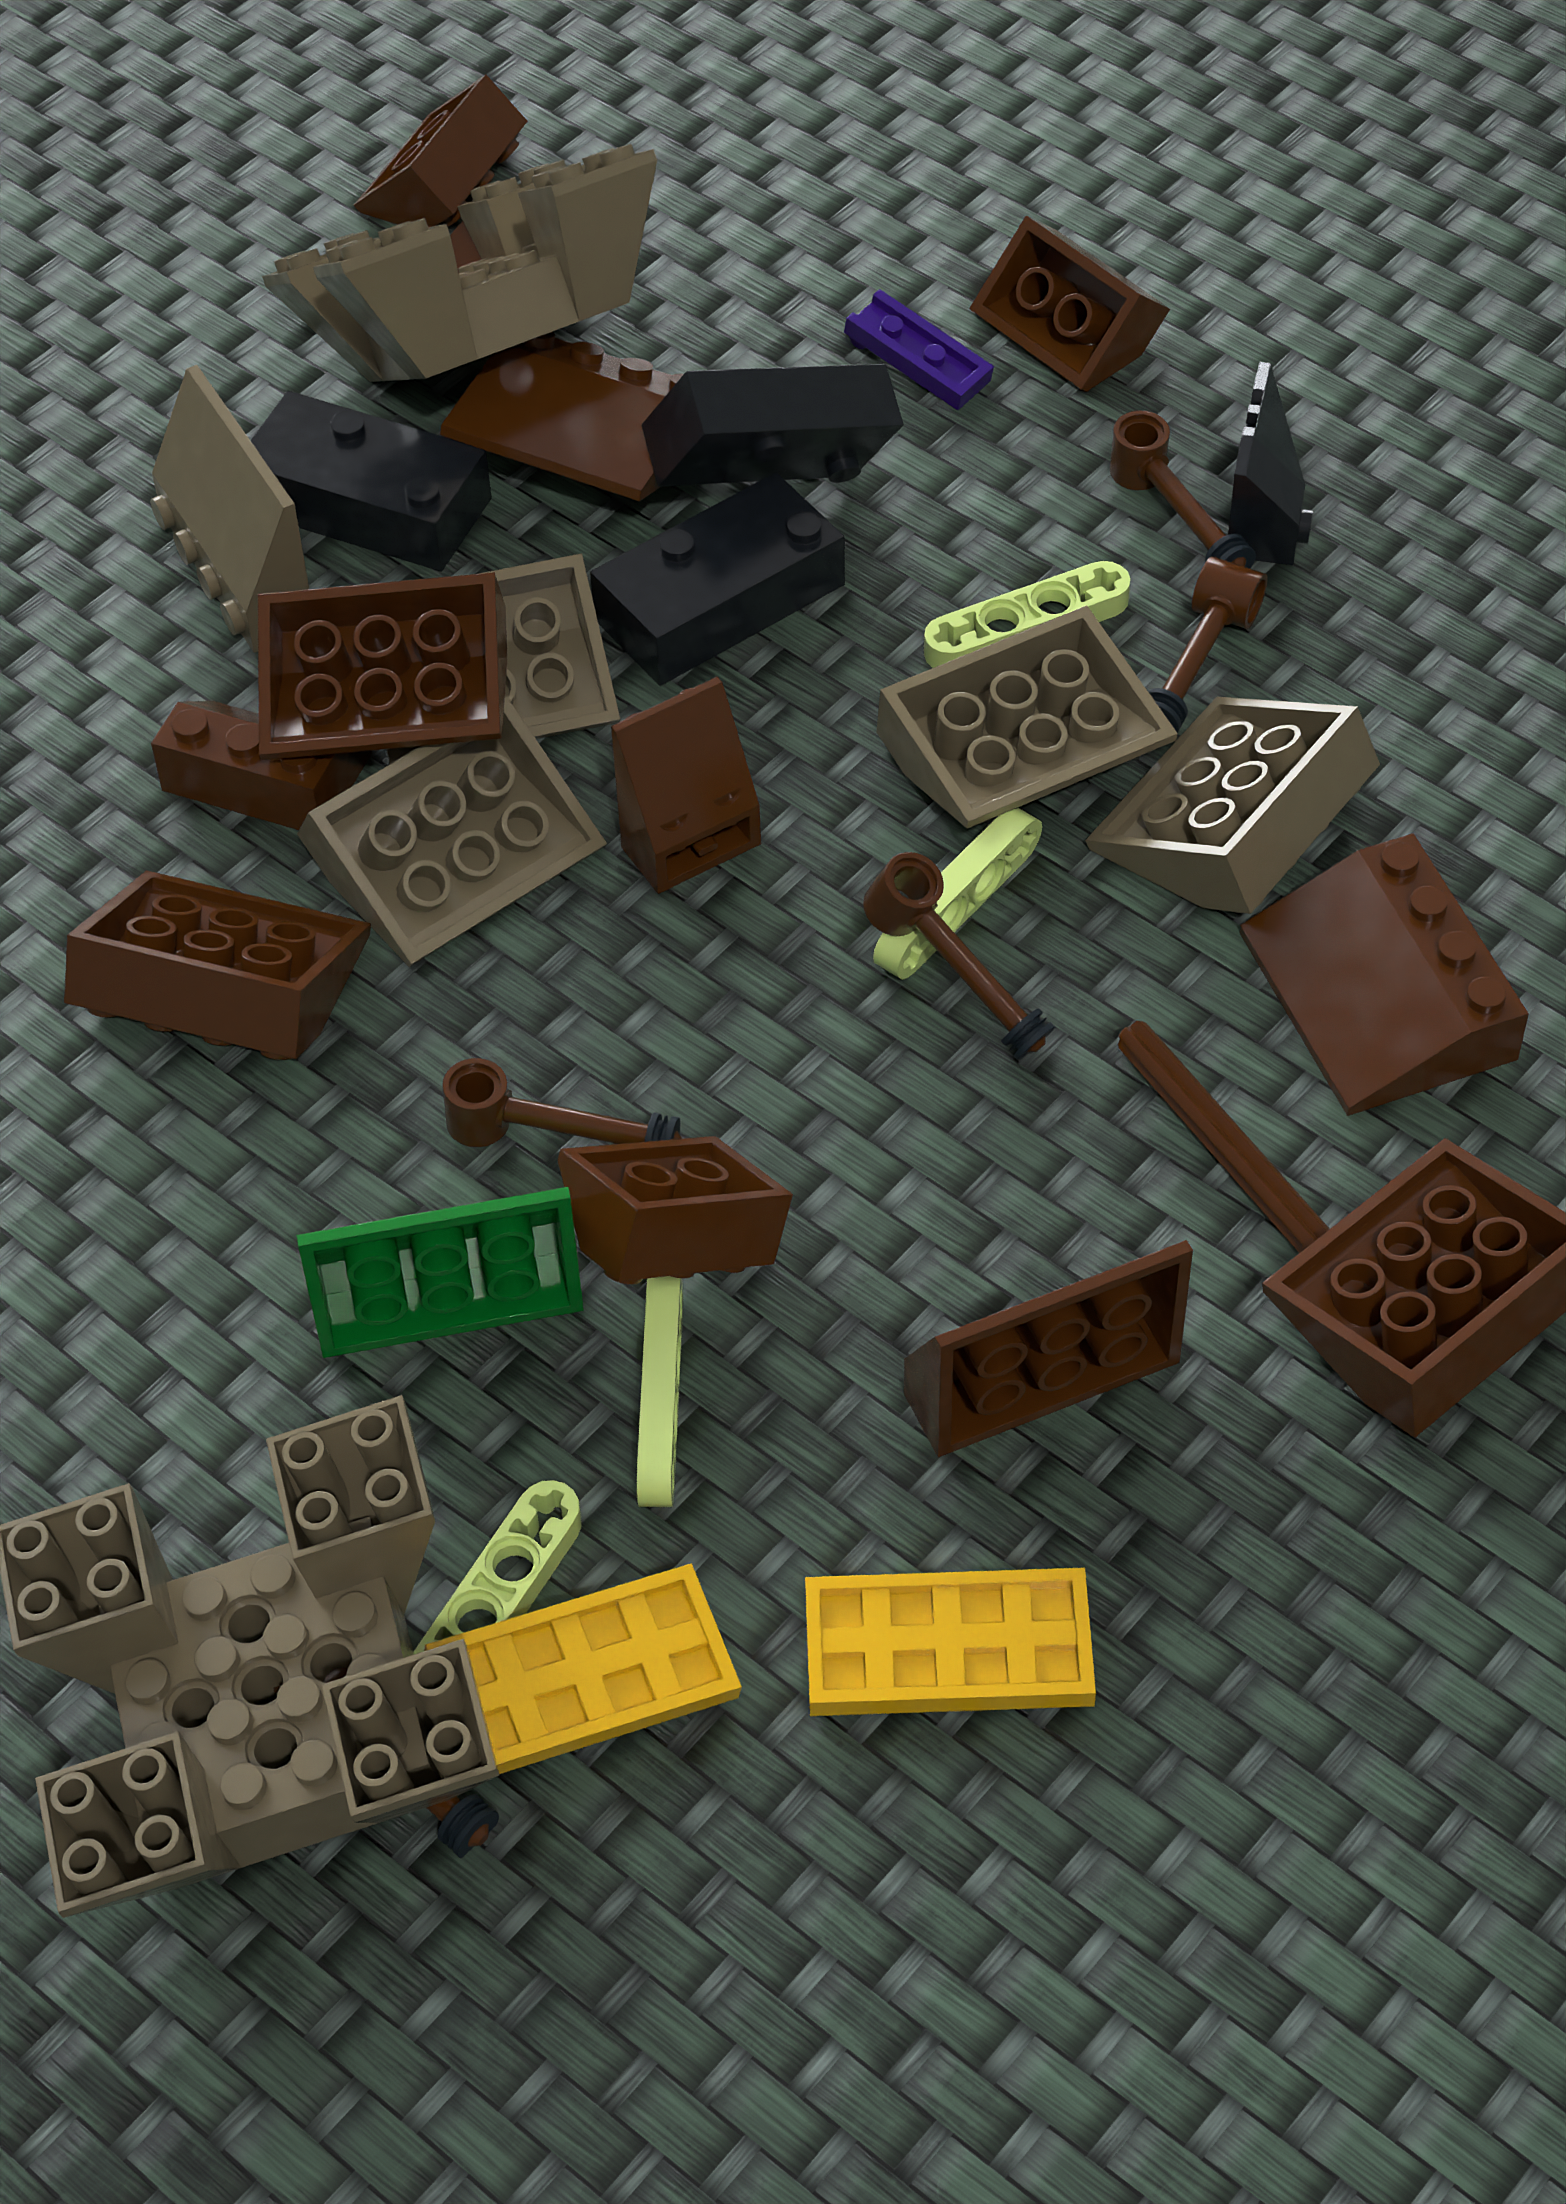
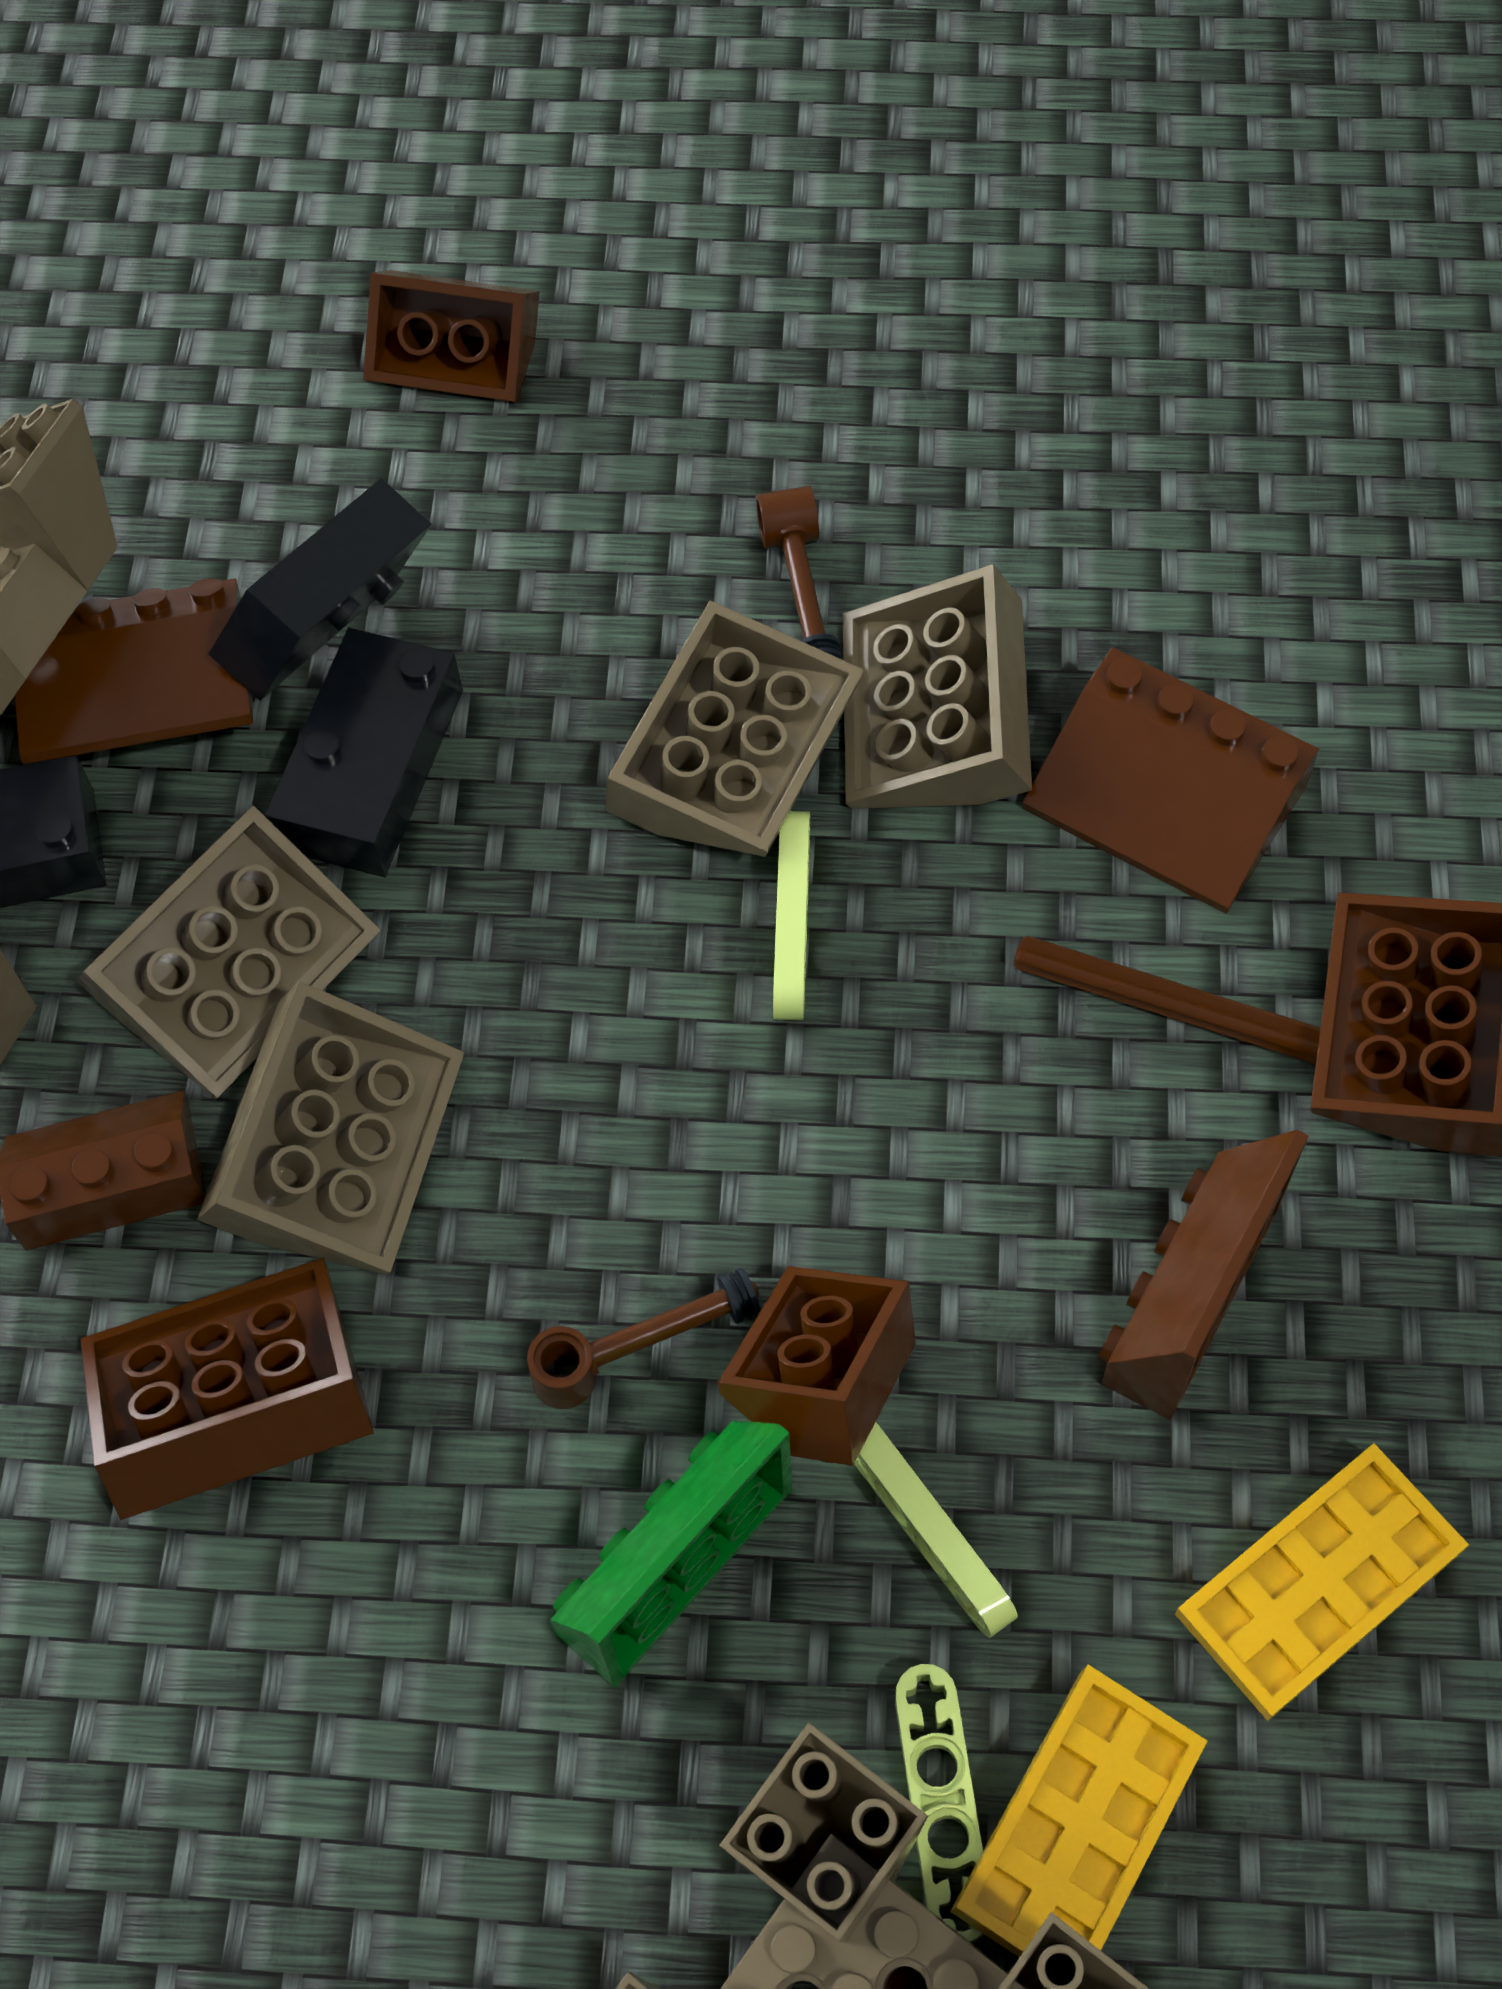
camera: 35 degrees left, 10 degrees up
(381, 666) = (175, 1028): reddish brown slope -> none
(684, 787) = (516, 969): reddish brown slope -> none
(900, 916) = (790, 951): reddish brown piece -> none
(919, 350) = (356, 441): dark purple hinge -> none
(1098, 585) = (633, 629): yellowish green beam -> none
(1142, 462) = (619, 439): reddish brown piece -> none
(1269, 479) = (739, 402): black wedge -> none

